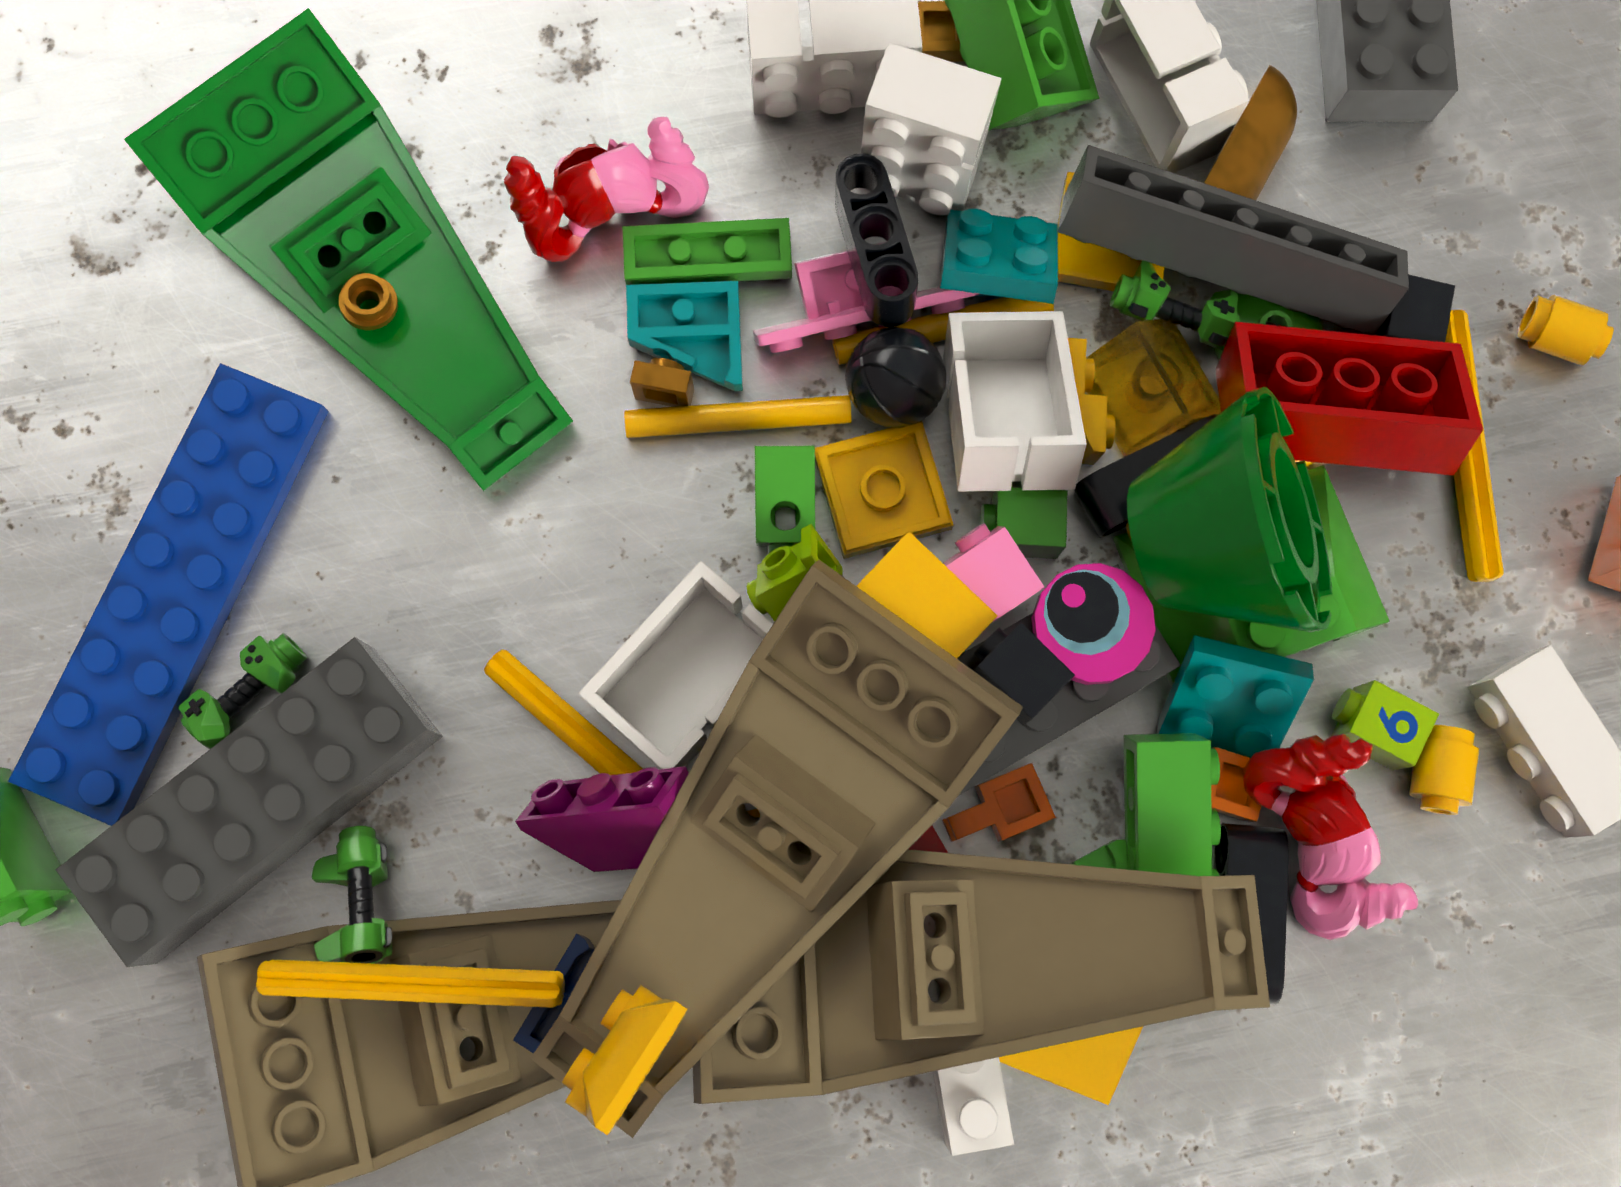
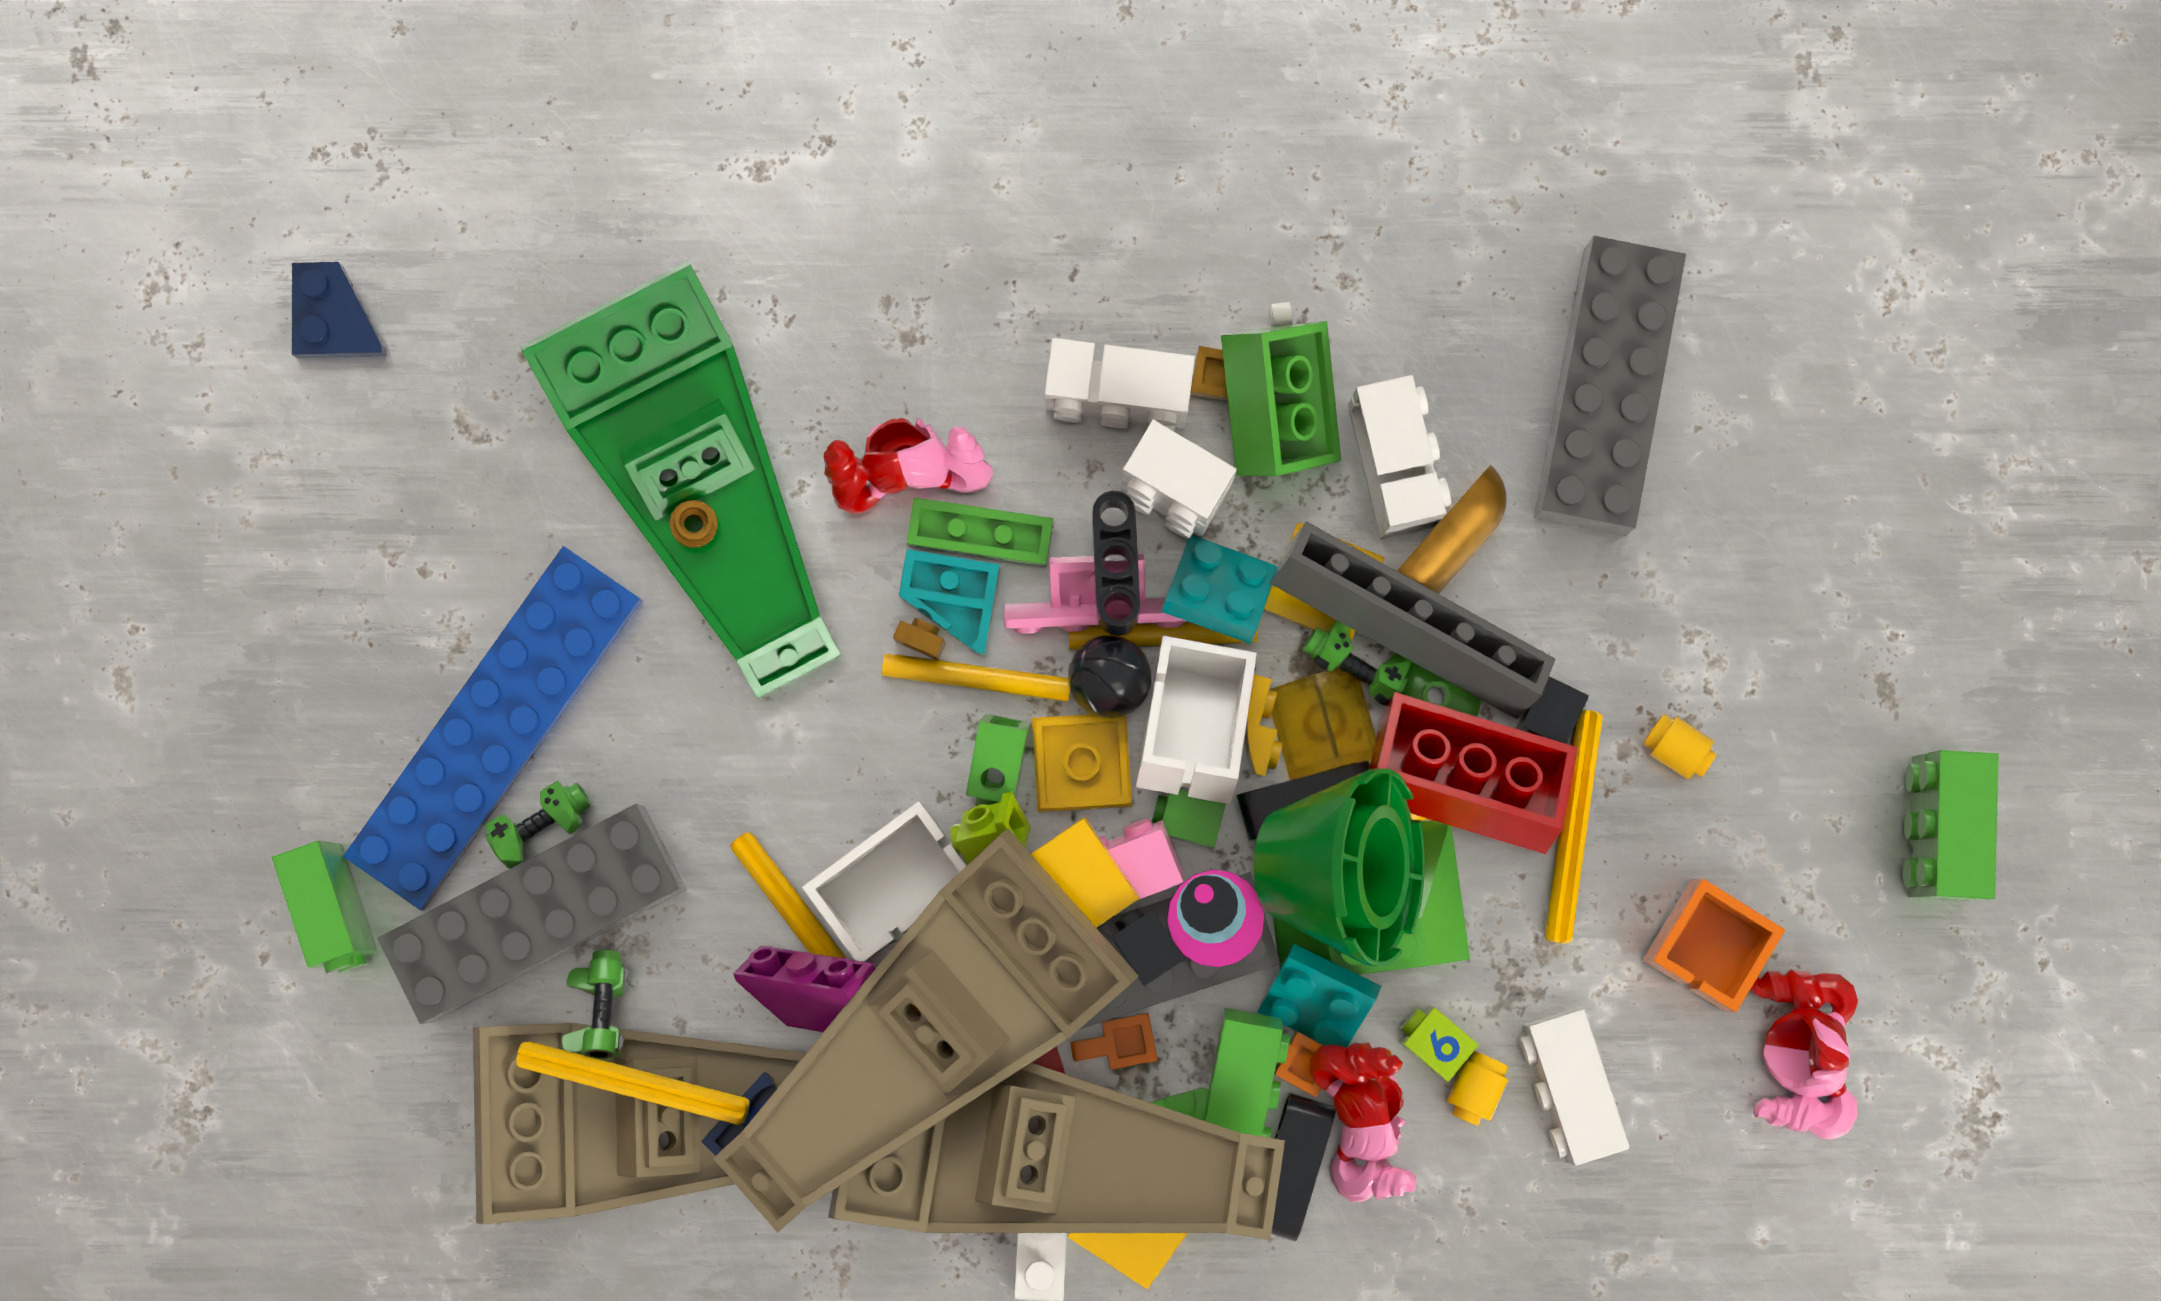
camera: 15 degrees right, 5 degrees up
(609, 1079) = (797, 1159): yellow slope -> none

